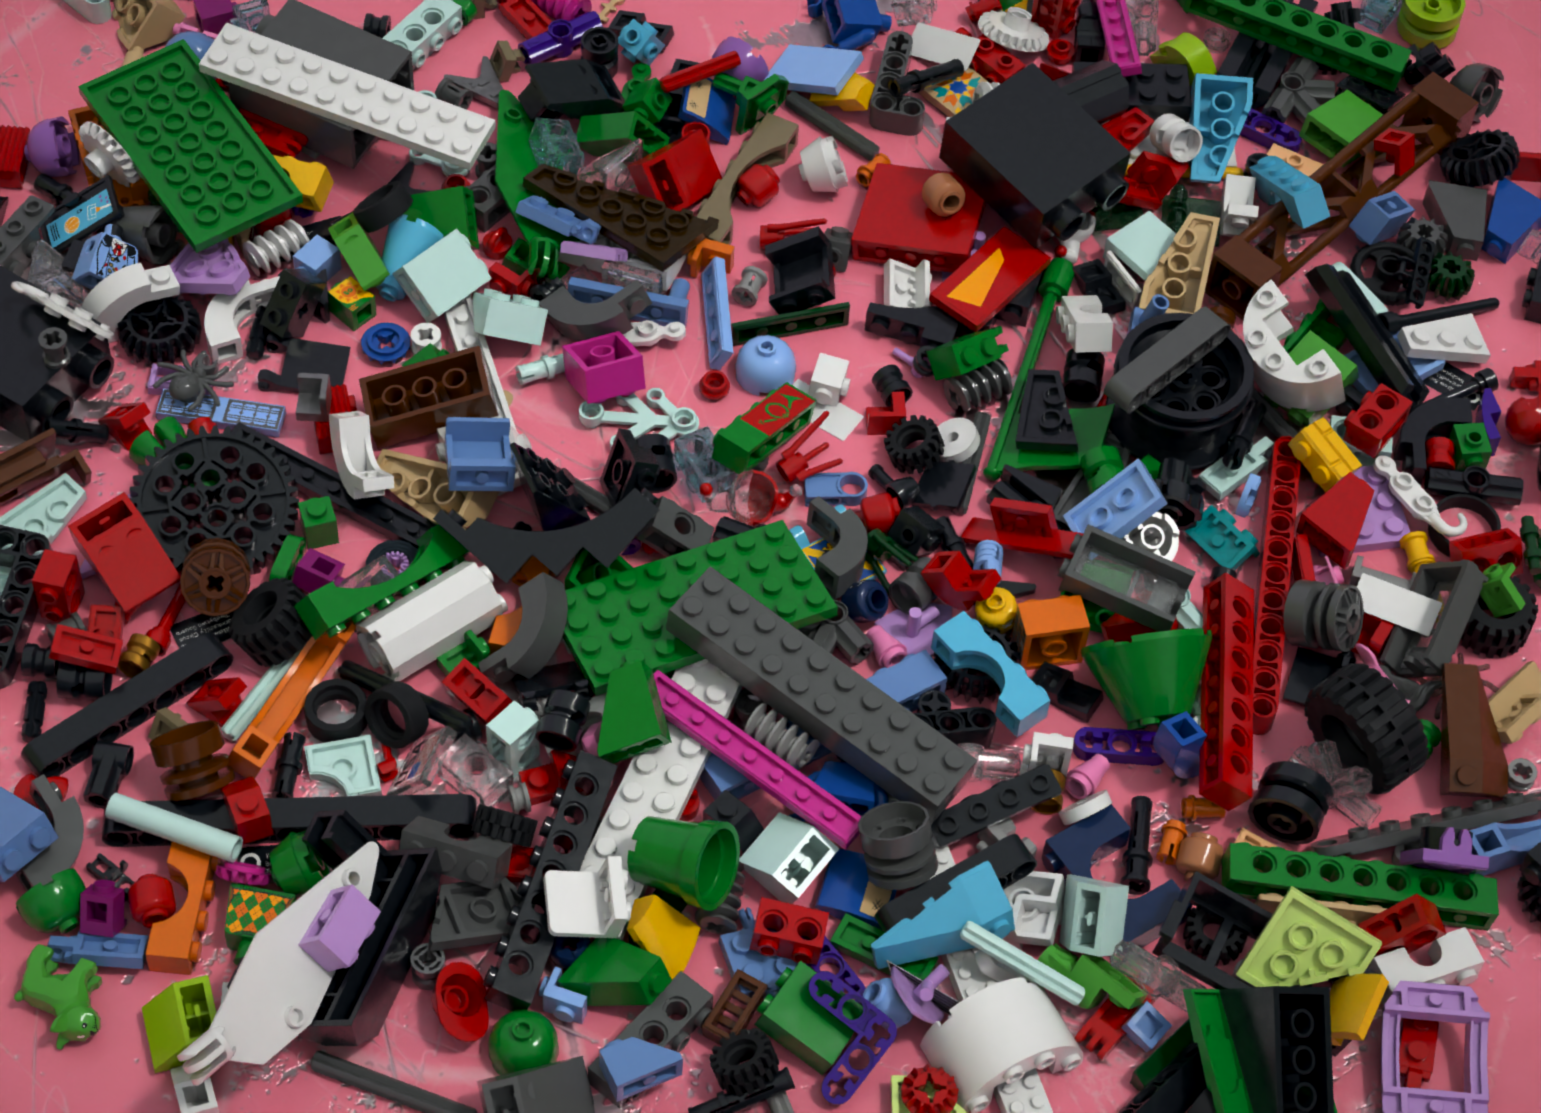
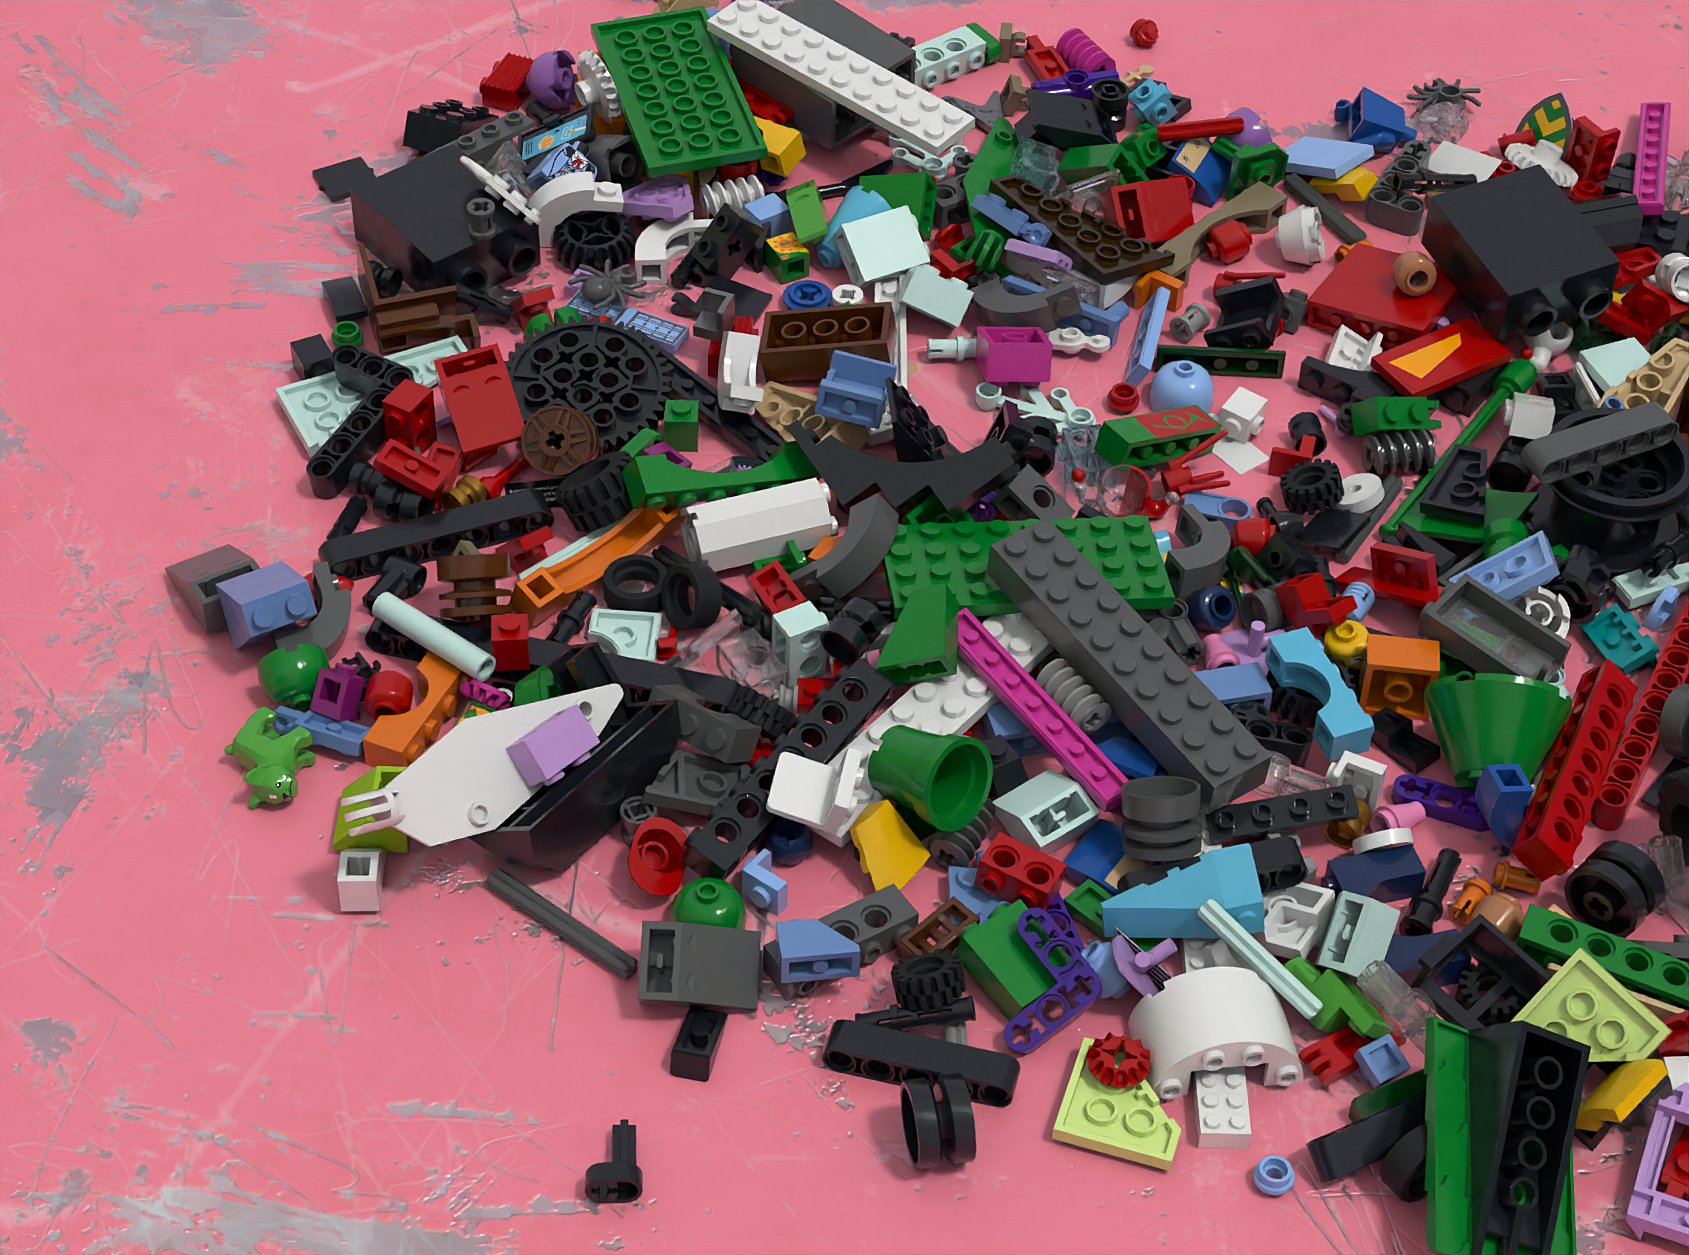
camera: 20 degrees right, 10 degrees down
(383, 206) = (843, 175): black tyre -> none
(616, 974) = (825, 871): green slope -> none

